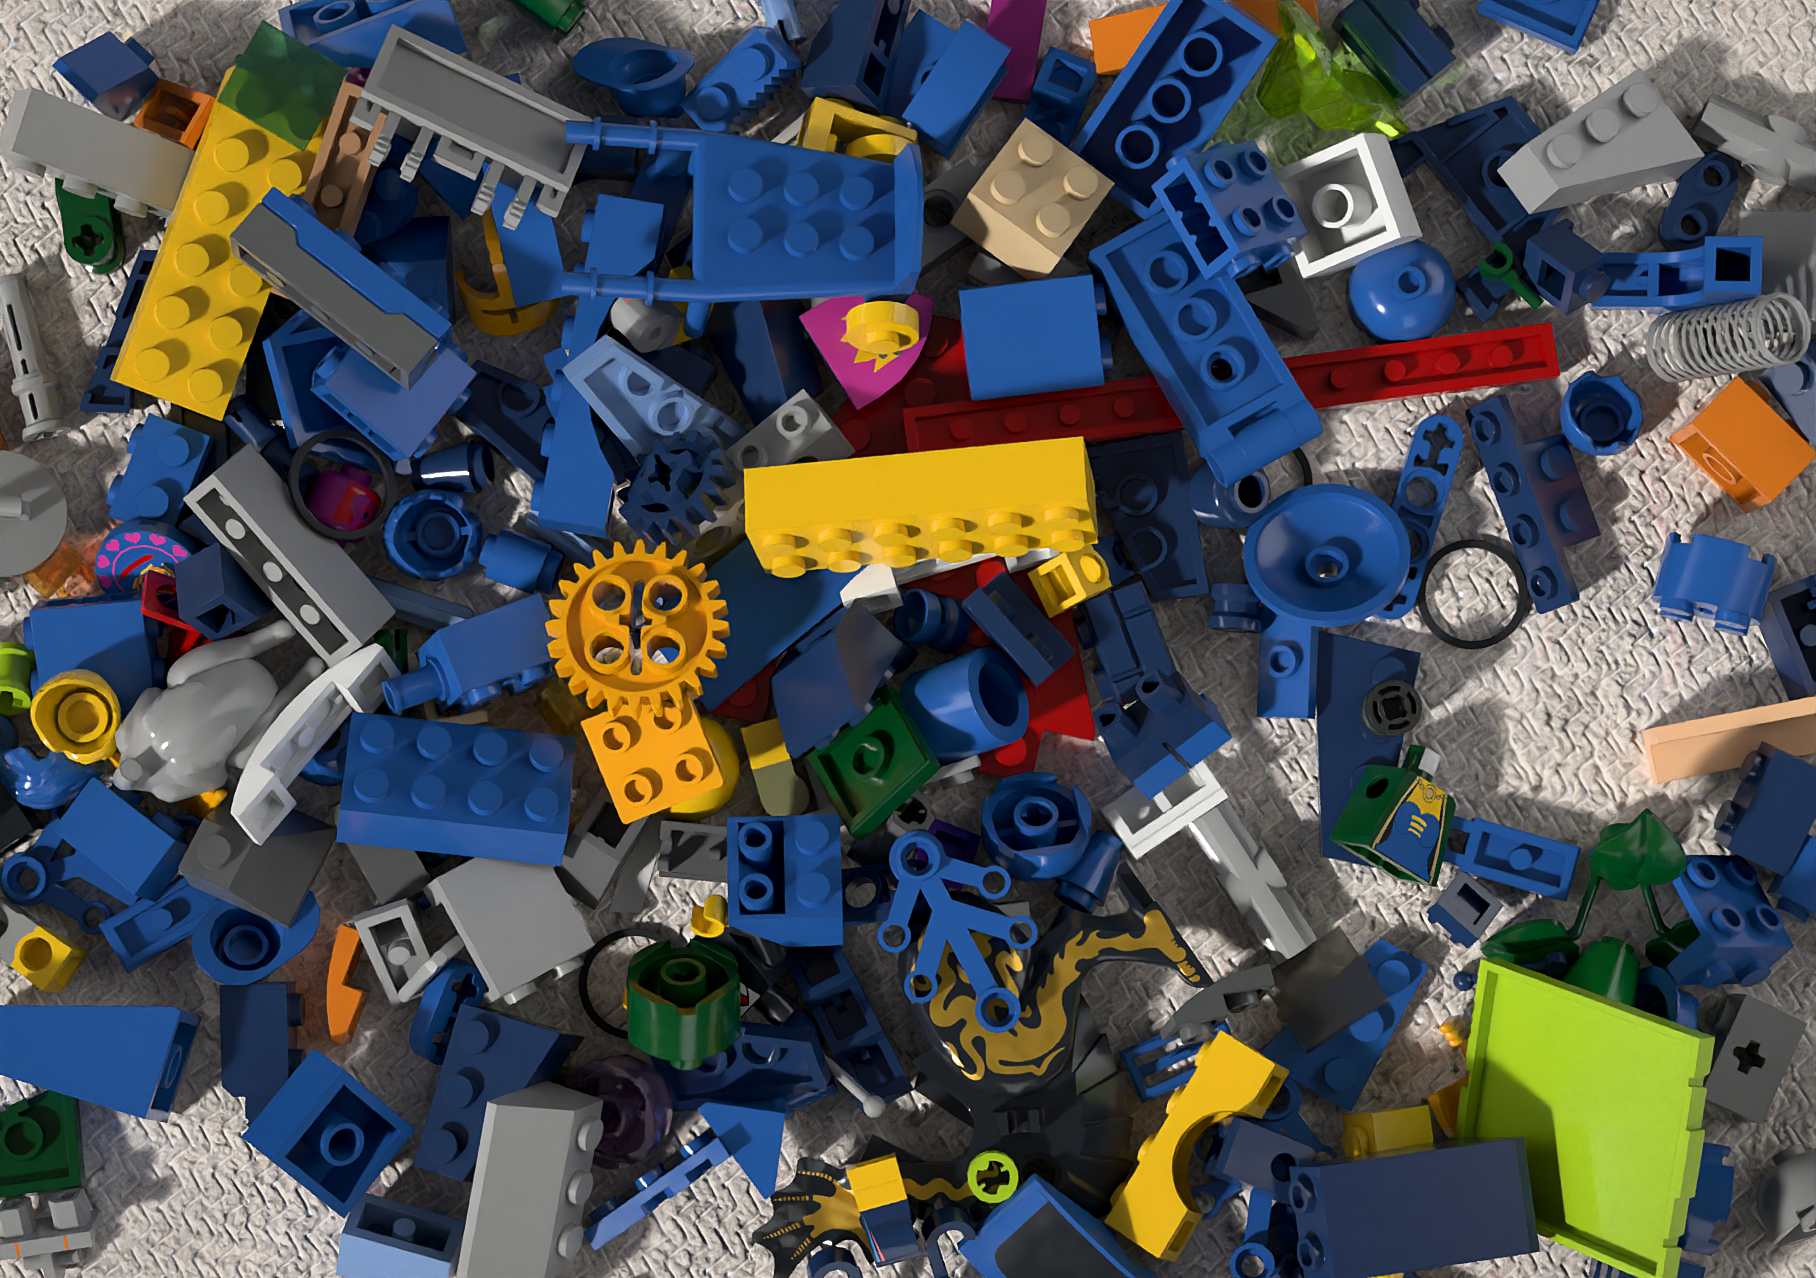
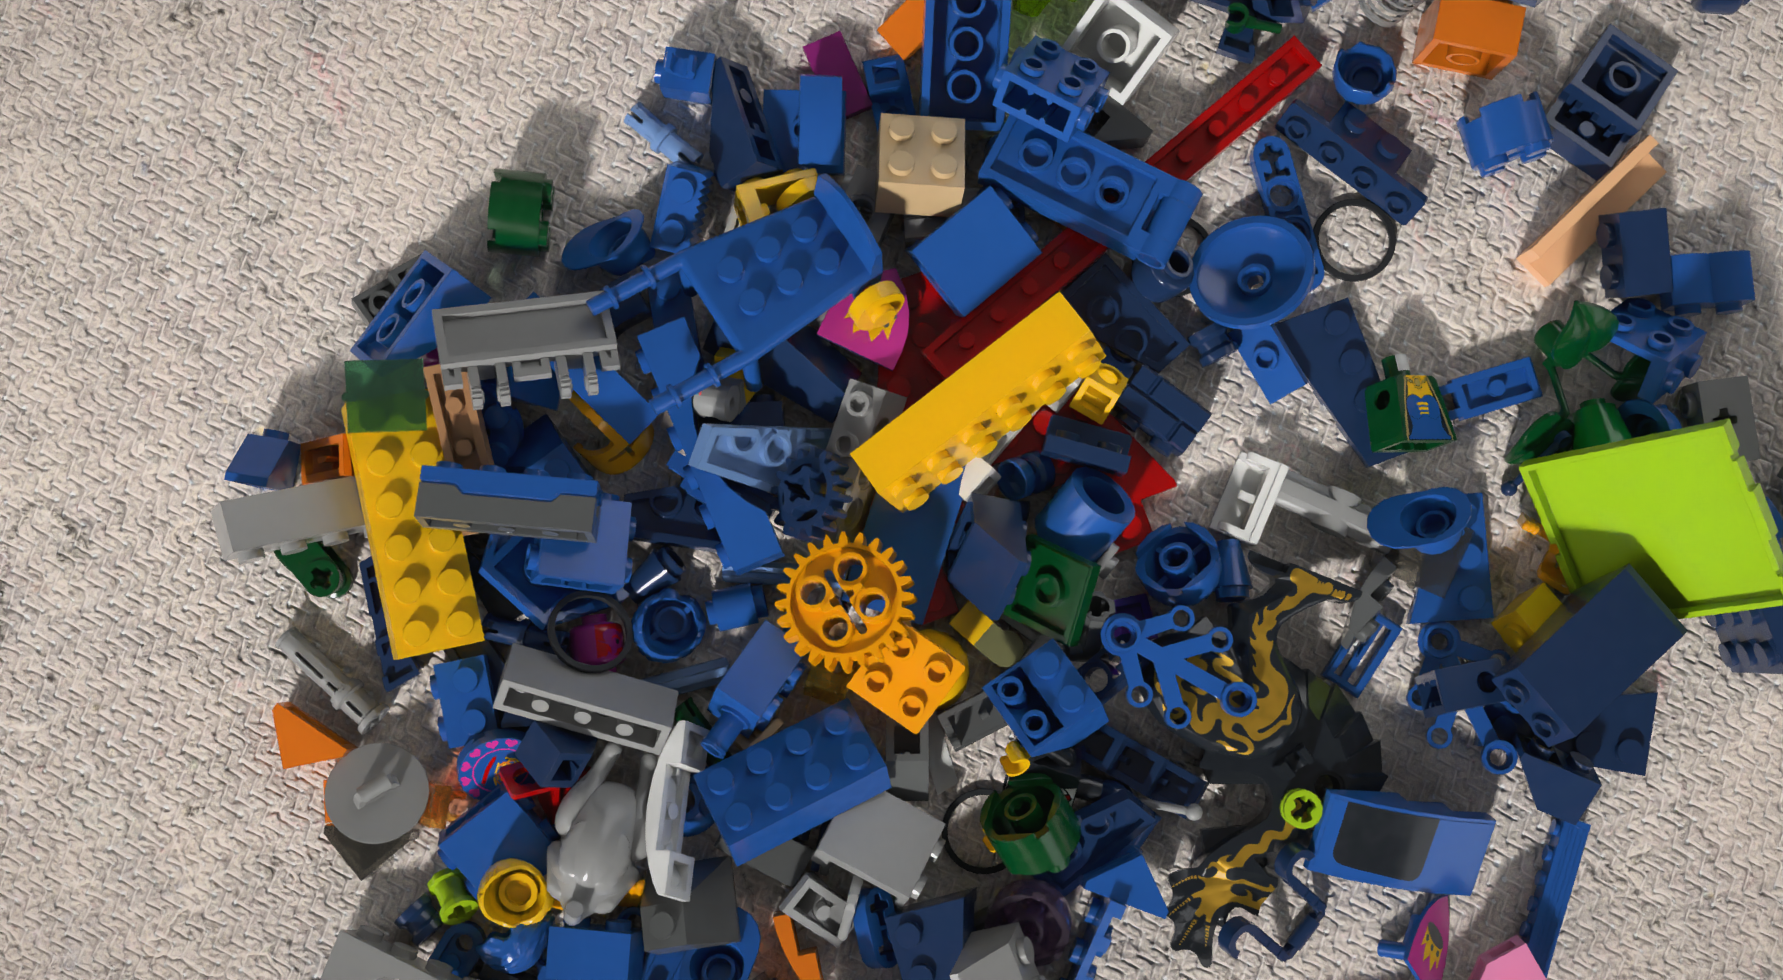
camera: 30 degrees left, 0 degrees up
(884, 1209) = (1245, 874): leg -> none
(1157, 1201) = (1412, 758): yellow arch -> none
(1160, 730) = (1216, 452): dark blue hips -> none
(1336, 949) = (1421, 520): none -> blue piece
(1384, 715) = (1348, 347): pearl dark grey wheel -> none
(1401, 293) = (1187, 77): blue cylinder -> none
(1464, 909) = (1482, 442): dark blue tile -> none

